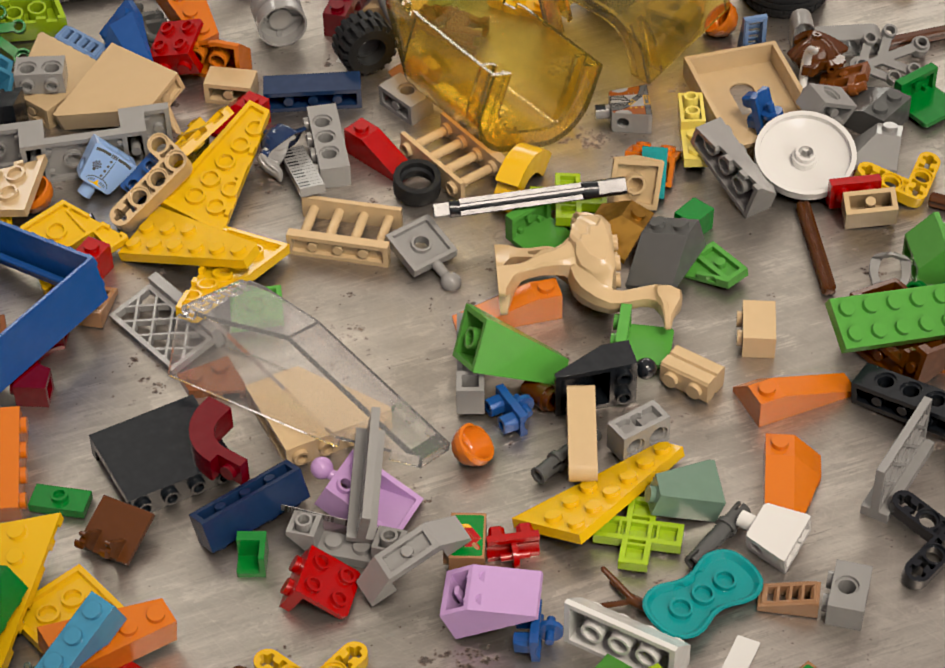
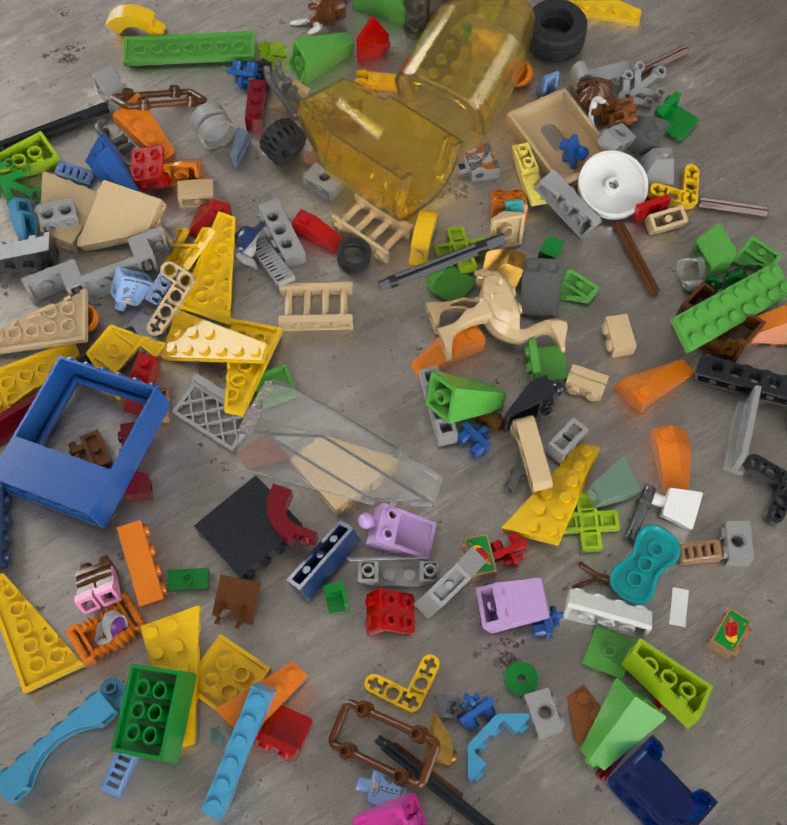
camera: 15 degrees left, 20 degrees up
(300, 91) = (256, 187): dark blue brick -> none
(307, 45) = (240, 145): none -> sand blue slope
(365, 481) = (404, 532): light grey fence -> none
(421, 260) = (376, 321): light grey plate -> none
(472, 445) = (459, 475): orange piece -> none

